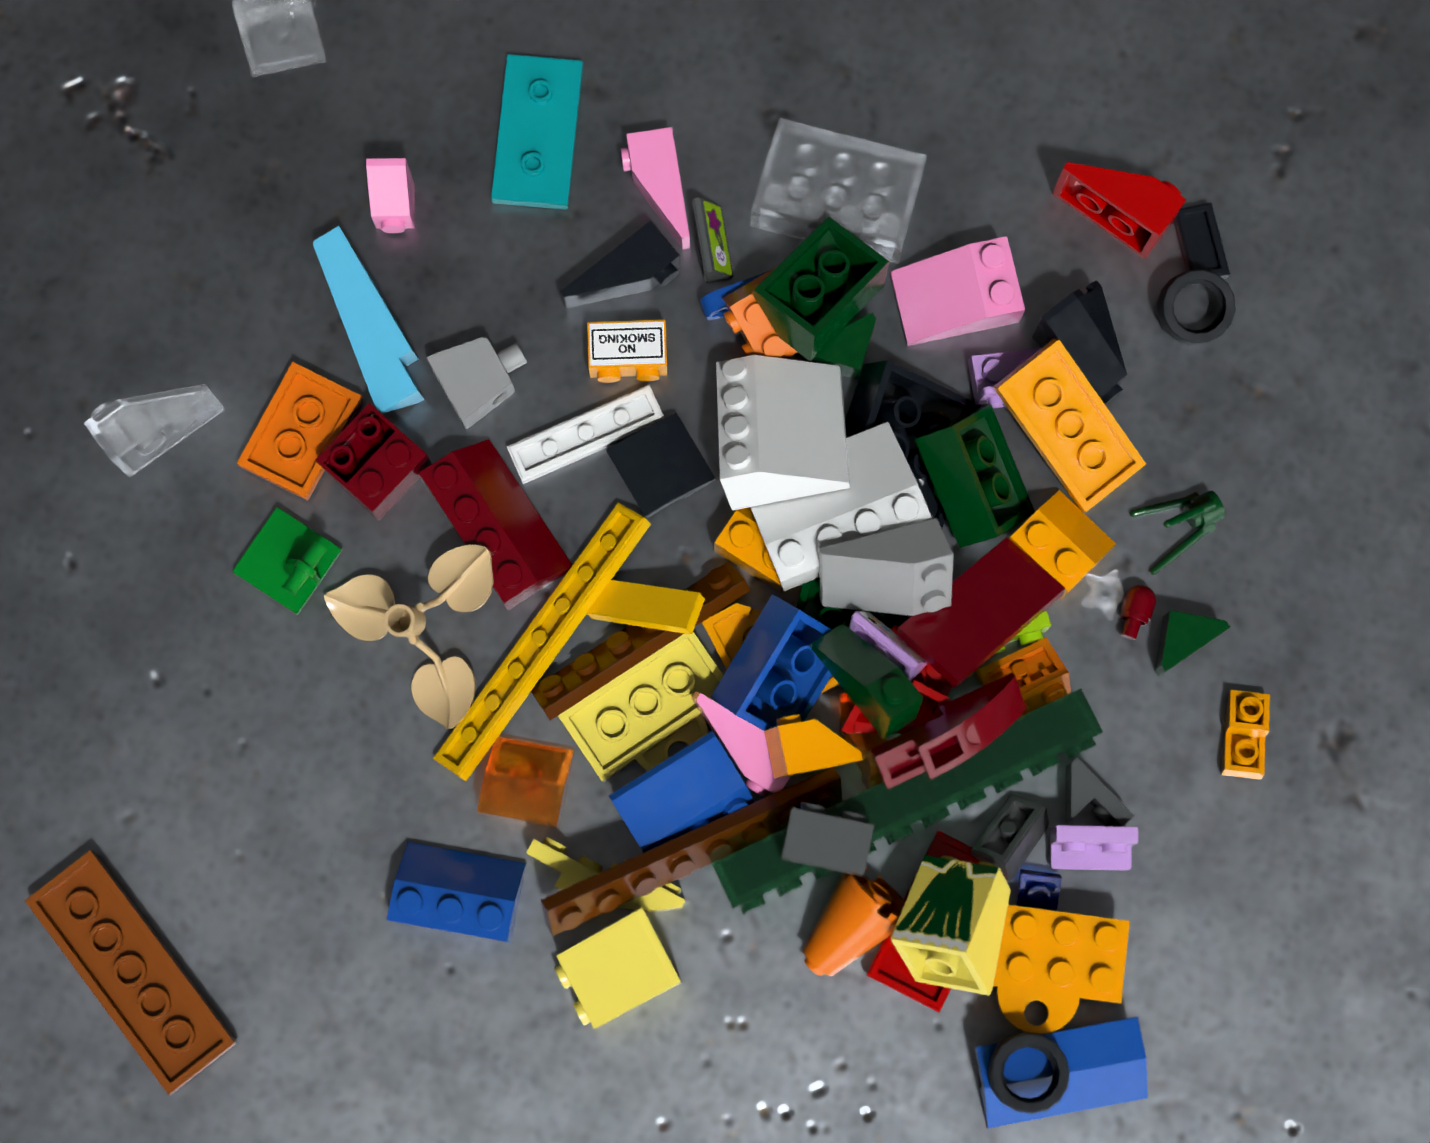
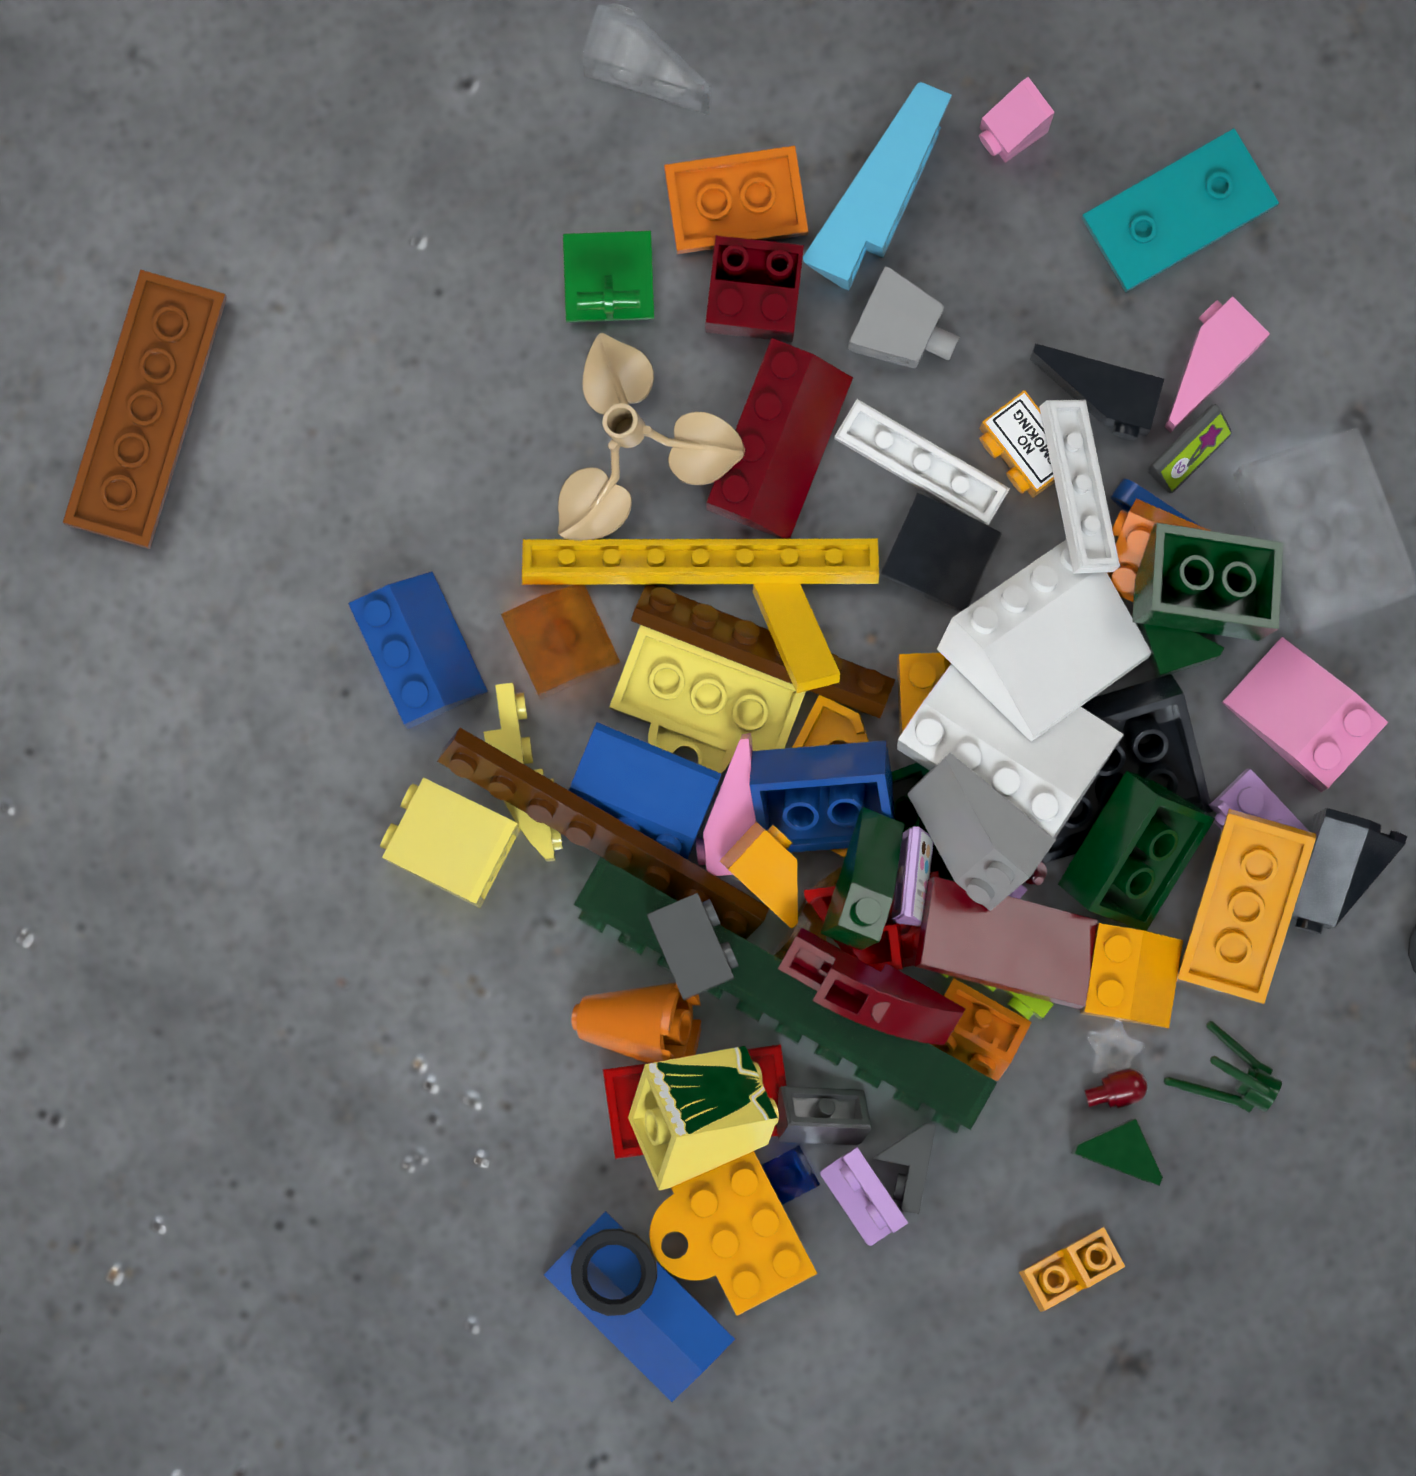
camera: 55 degrees right, 5 degrees up
(685, 330) = (1079, 486): none -> white tile

